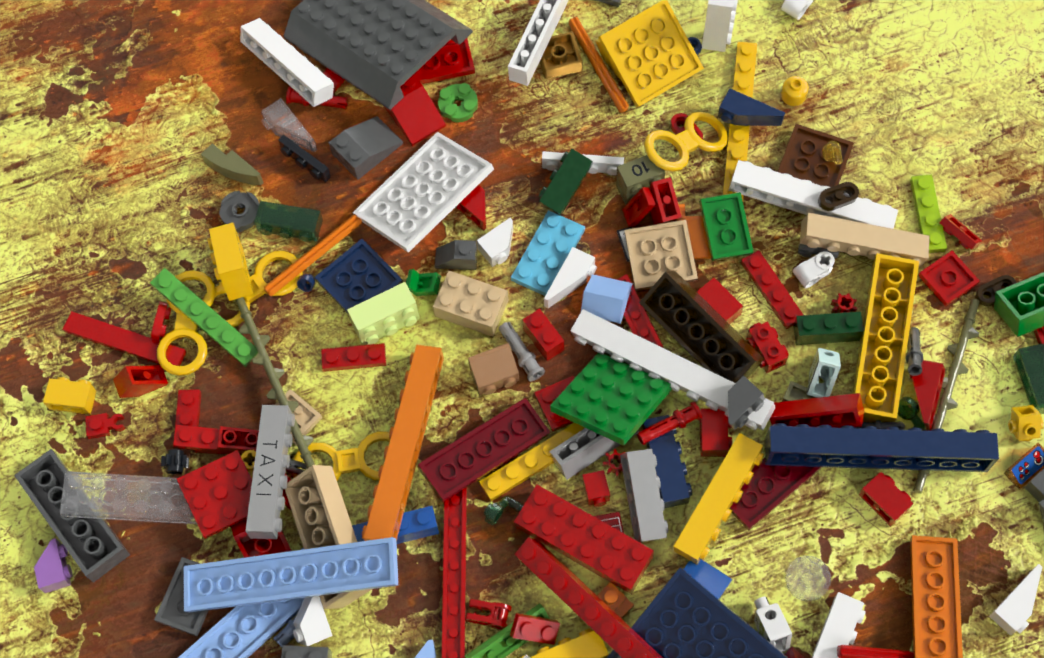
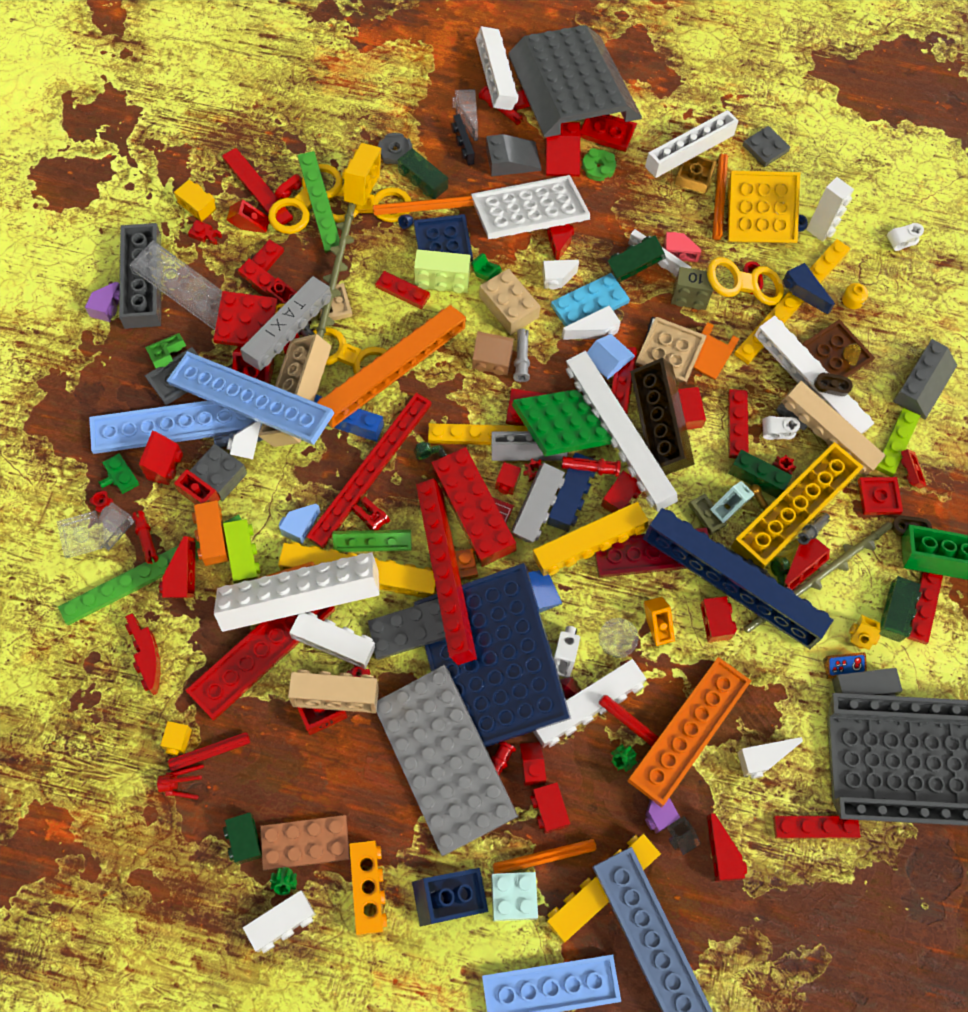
camera: 25 degrees right, 0 degrees up
(151, 581) = (160, 351): none -> bright green plate
(175, 461) = (232, 282): black gear -> none
(231, 166) = (409, 115): olive slope -> none
(457, 255) = (524, 265): dark grey slope -> none
(483, 449) = (446, 402): dark red plate -> none
(535, 629) = (394, 544): red plate -> none
(543, 334) = (545, 353): red brick -> none
(597, 141) = (681, 247): none -> coral slope
(638, 206) = (678, 306): red plate -> none
(665, 200) = (698, 312): red slope -> none
(726, 226) = (733, 358): green plate -> none
(742, 401) = (652, 478): dark grey slope -> none
(766, 343) = (704, 459): red brick -> none
(829, 410) = (716, 527): red brick -> none
(835, 346) = (756, 489): none -> pearl gold piece
(835, 535) = (659, 620): none -> light orange slope
(913, 134) = (927, 379): none -> dark grey slope

